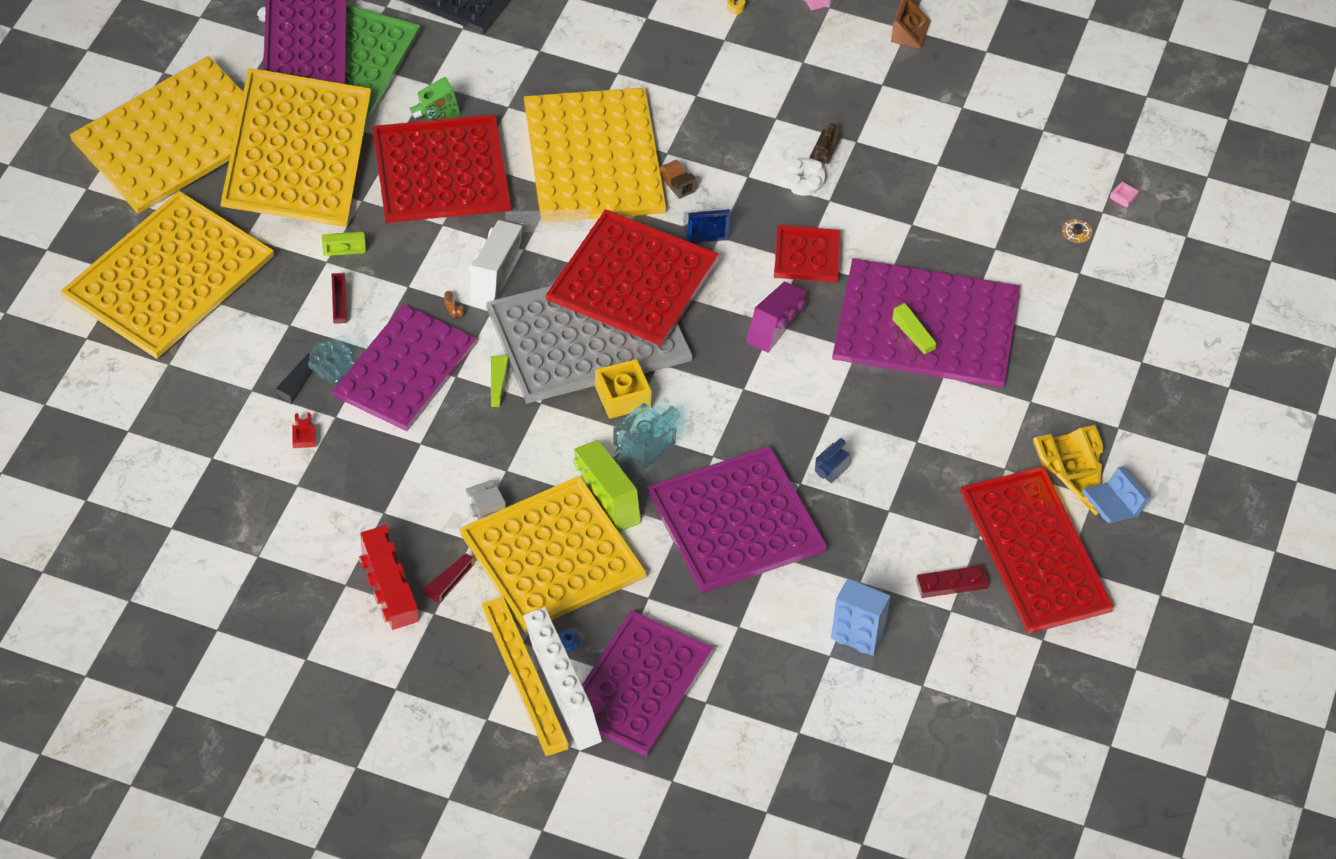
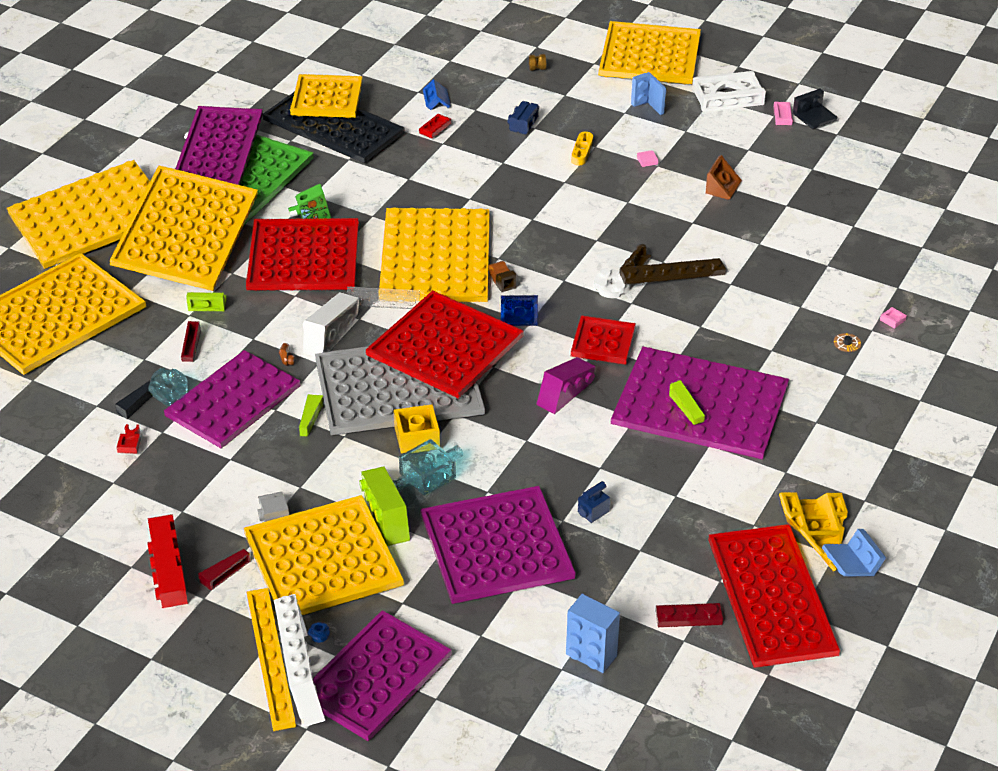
camera: 10 degrees right, 10 degrees down
(870, 155) = (672, 271): none -> dark brown plate

